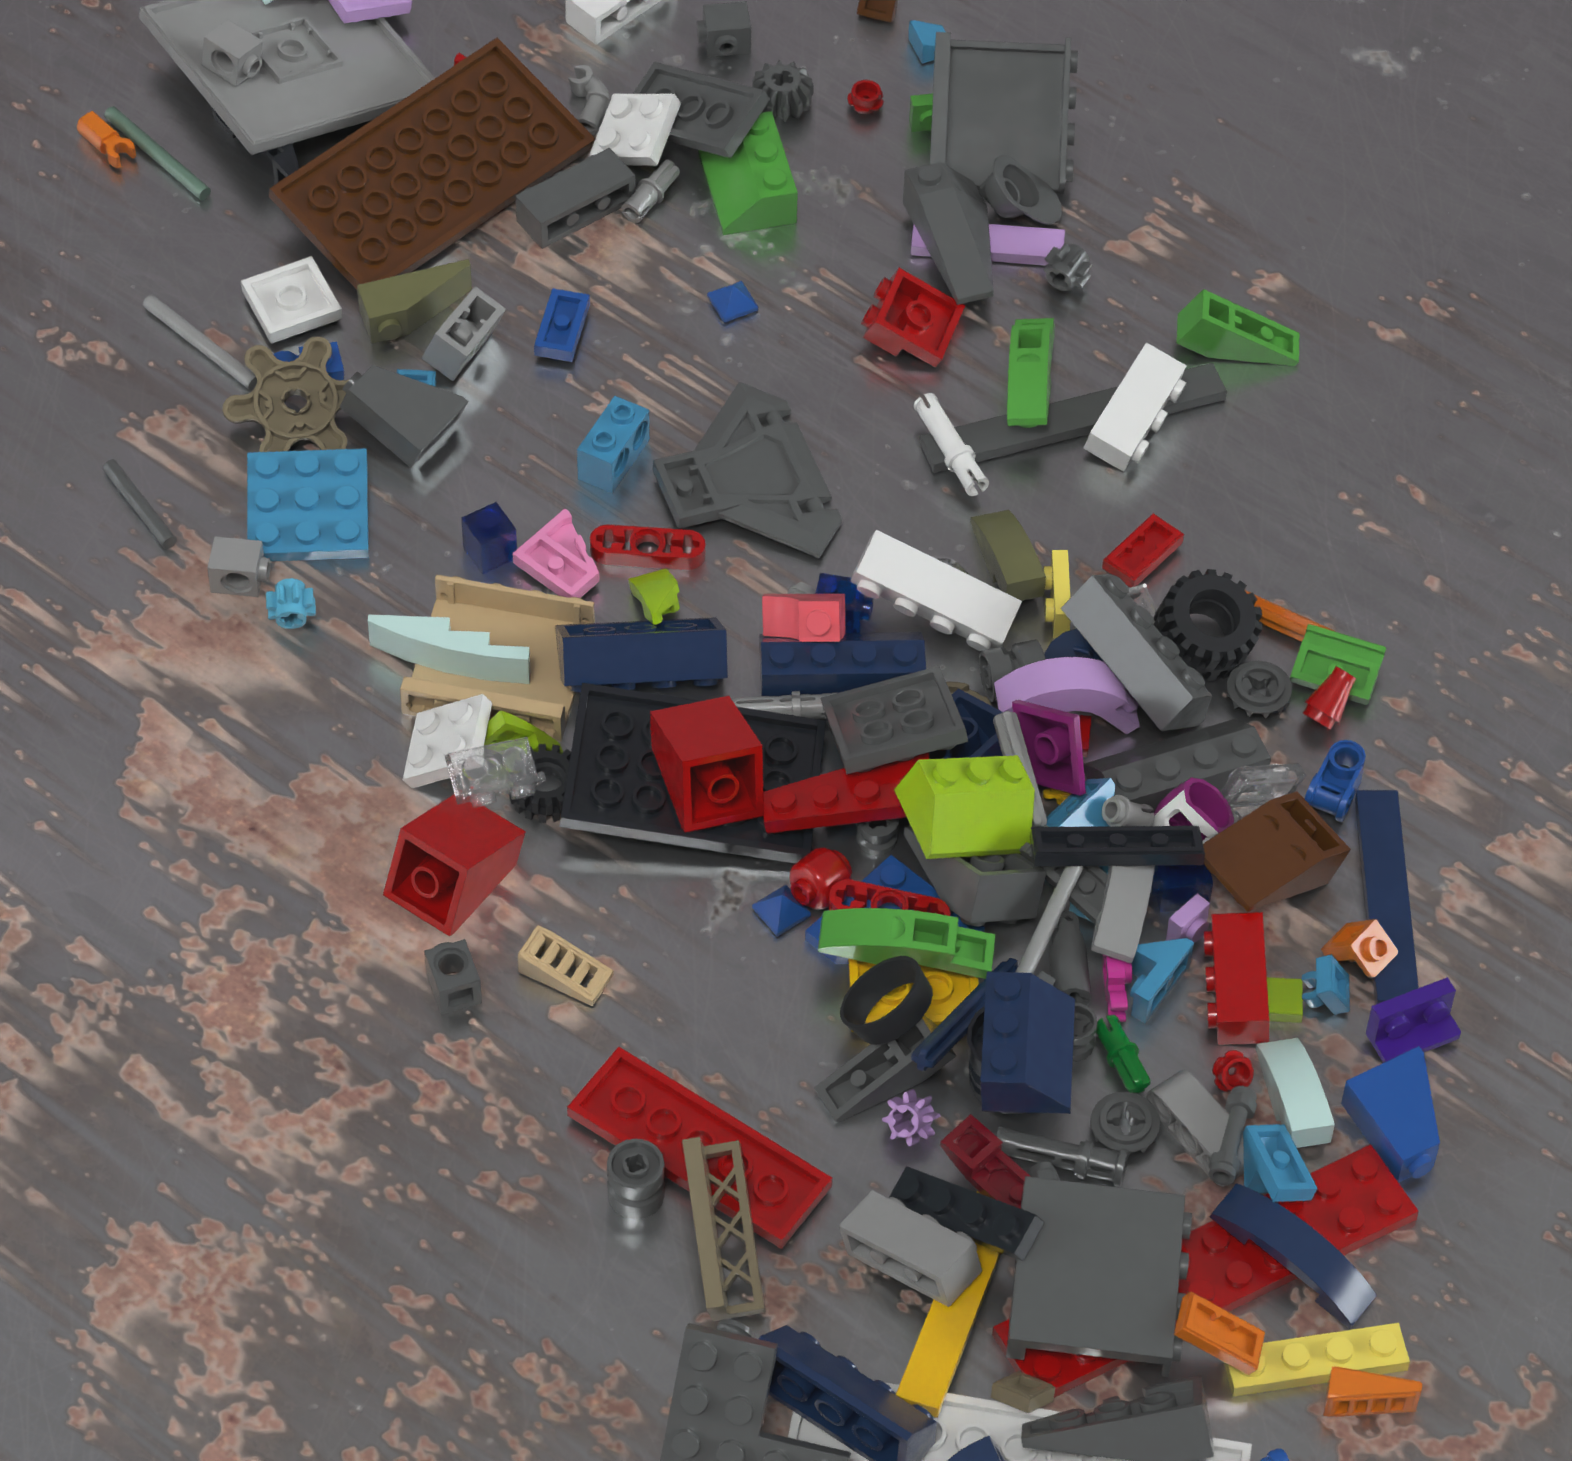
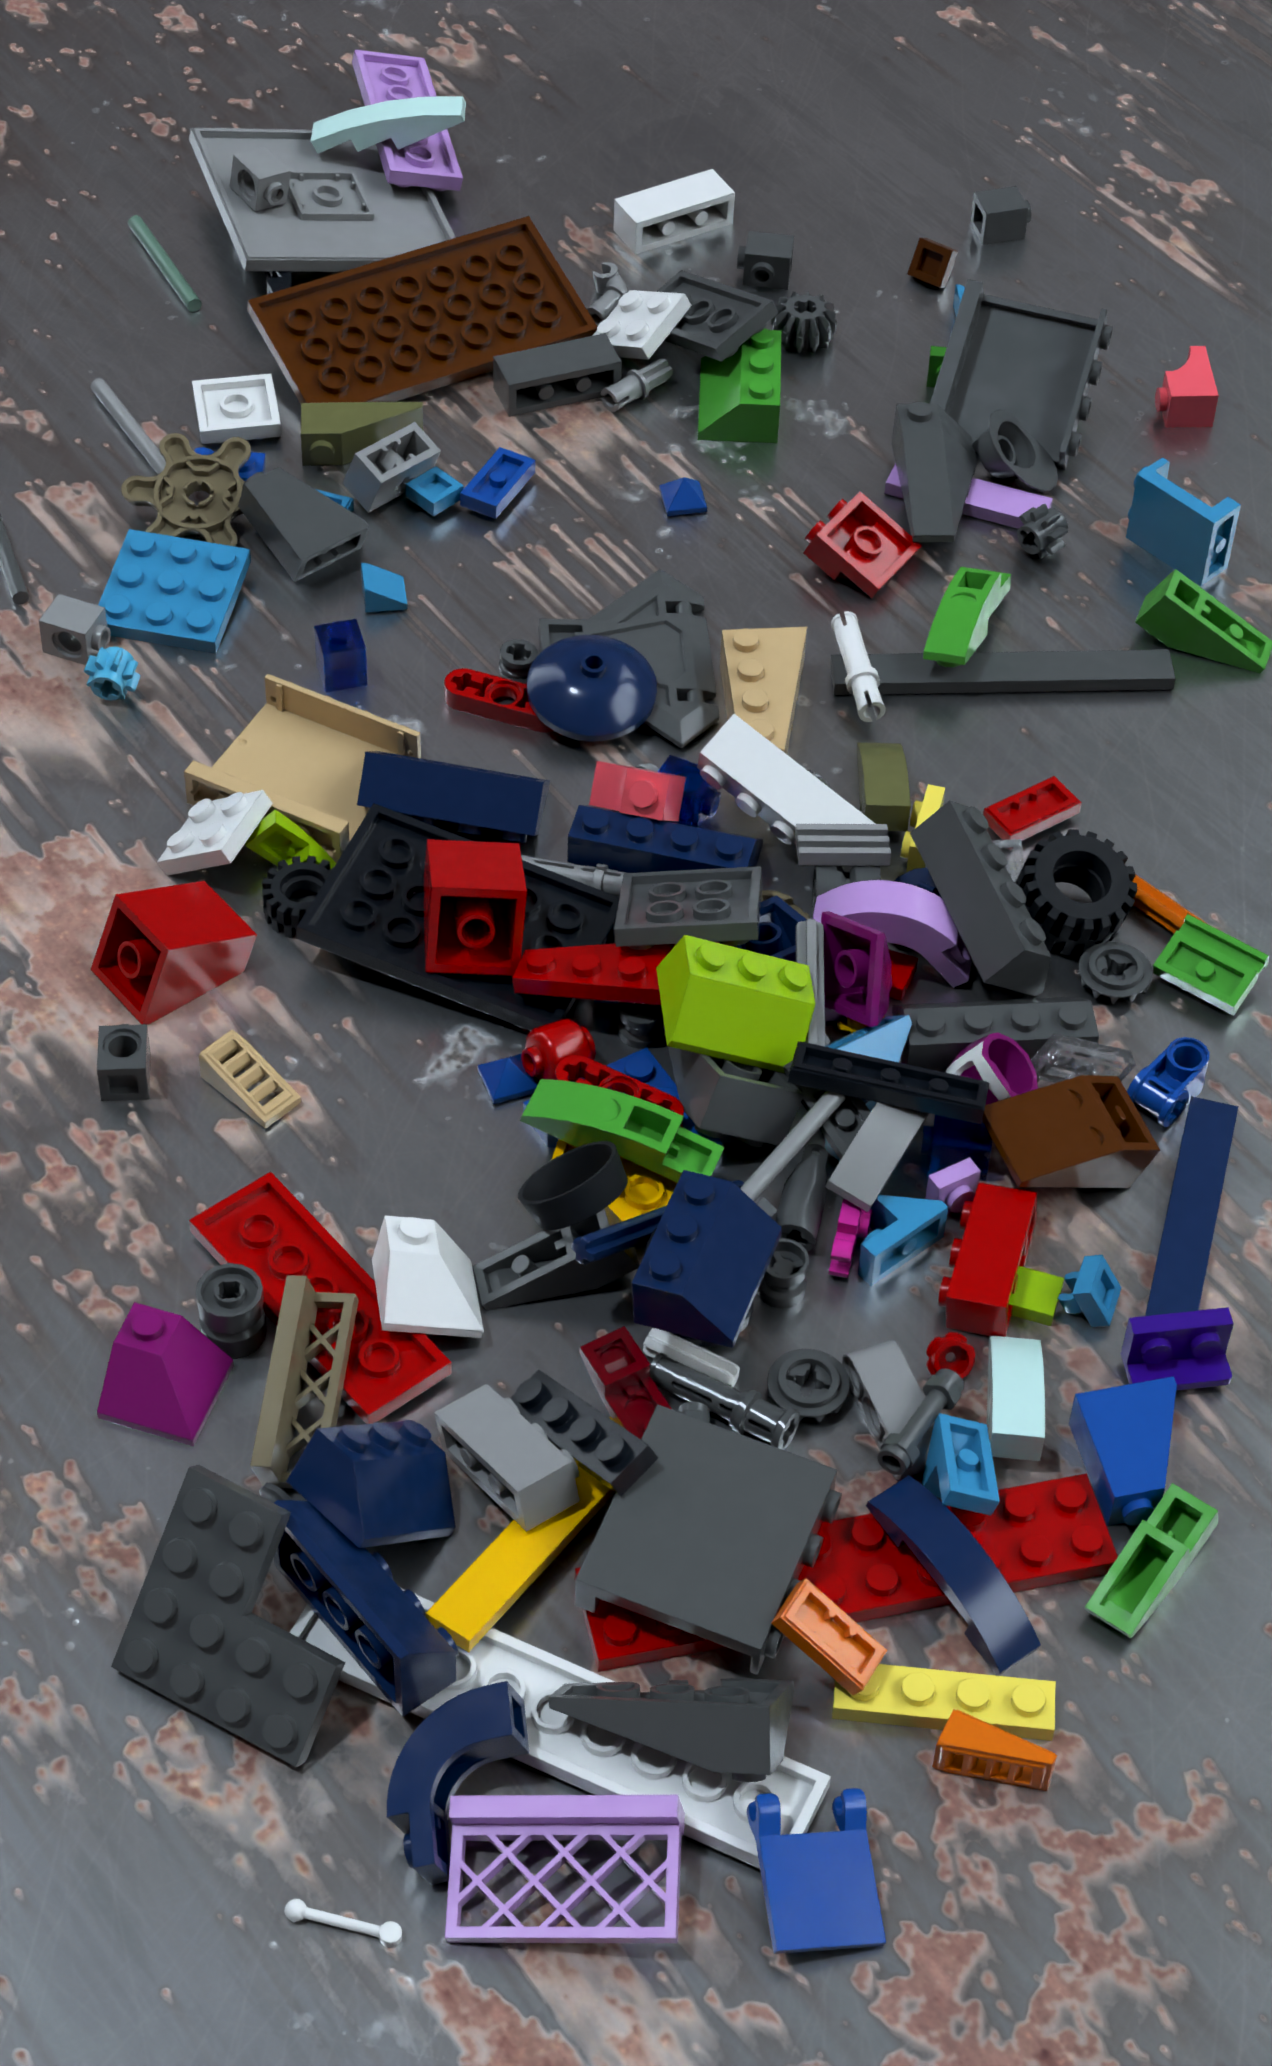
camera: 15 degrees right, 5 degrees down
(105, 138) = (118, 240): orange bar -> none
(434, 645) = (265, 753): light aqua slope -> none
(493, 771) = (242, 866): clear bracket -> none
(496, 459) = (382, 589): none -> dark azure slope
(507, 346) = (434, 490): none -> dark azure plate
(558, 558) = (406, 689): bright pink wing -> none
(598, 1249) = (162, 1376): none -> magenta slope
(613, 444) = (504, 596): dark azure brick -> none
(641, 512) = (517, 649): none -> dark grey bush
(657, 594) = (493, 744): lime slope -> none
(720, 535) = (591, 688): none -> dark blue dish
(785, 1113) = (424, 1280): none -> white slope
(821, 1297) = (377, 1482): none -> dark blue slope
(865, 97) = (888, 344): red plate -> none
(872, 481) = (763, 678): none -> tan wedge
(901, 1112) = (564, 1319): lavender gear -> none
(1000, 624) = (842, 845): none -> light grey tile
(1023, 1392) = (580, 1649): dark tan tile -> none
(1025, 1123) = (691, 1356): none -> white axle
(1122, 812) = (909, 1050): light grey pin -> none
(1122, 1055) = (830, 1310): green axle -> none
(1136, 408) = (1068, 670): white brick -> none
(1154, 92) = (1189, 393): none -> coral arch
(1188, 238) = (1180, 526): none -> dark azure panel
(1330, 698) = (1189, 996): red cone -> none
(1362, 943) = (1147, 1257): orange bracket -> none
(1444, 1204) = (1153, 1561): none -> bright green slope

